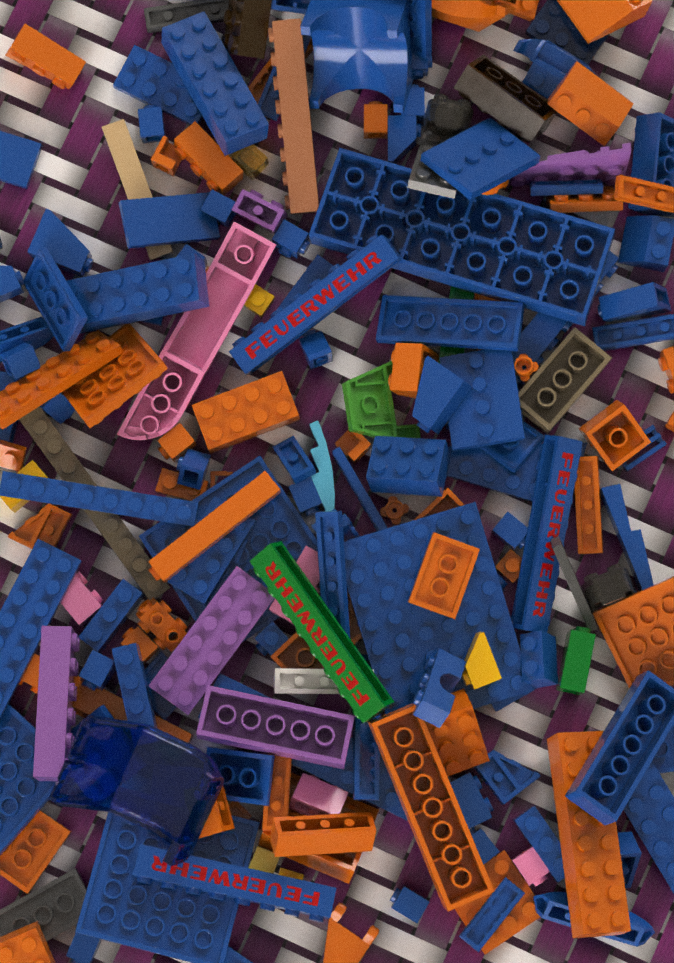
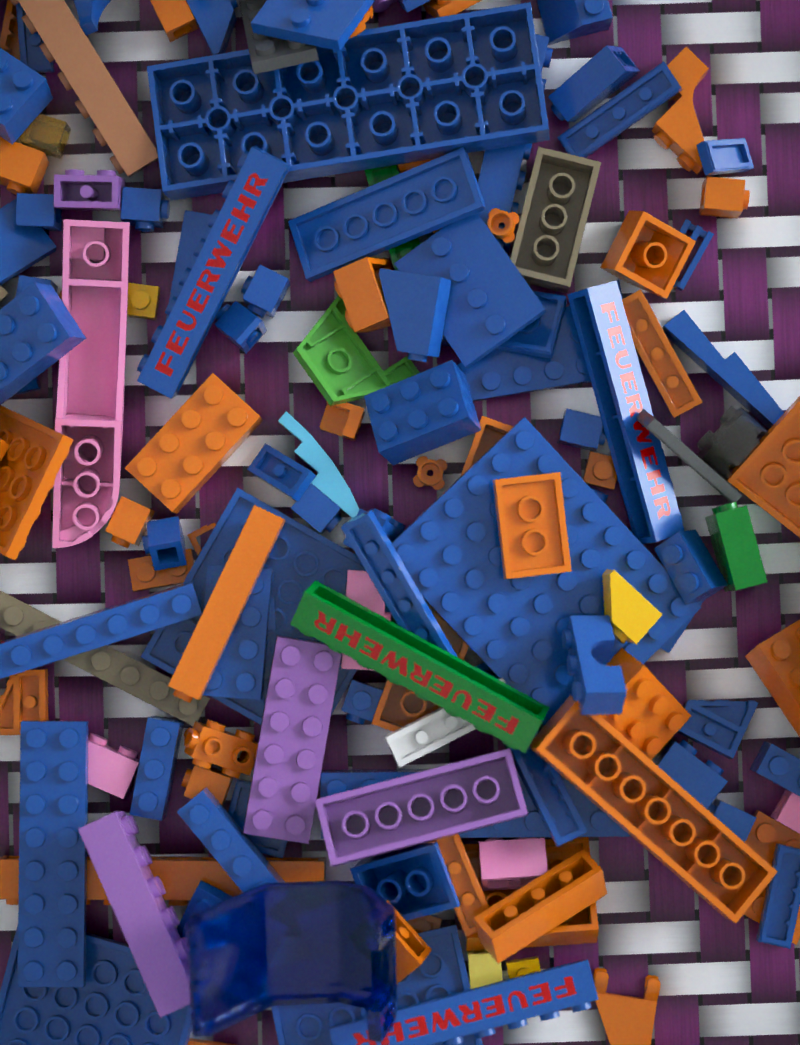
camera: 25 degrees left, 5 degrees up
(97, 671) = (172, 846): blue slope -> none
(343, 334) = (264, 292): none -> blue brick
(358, 489) = (377, 470): blue tile -> none
(409, 903) = (679, 930): blue brick -> none

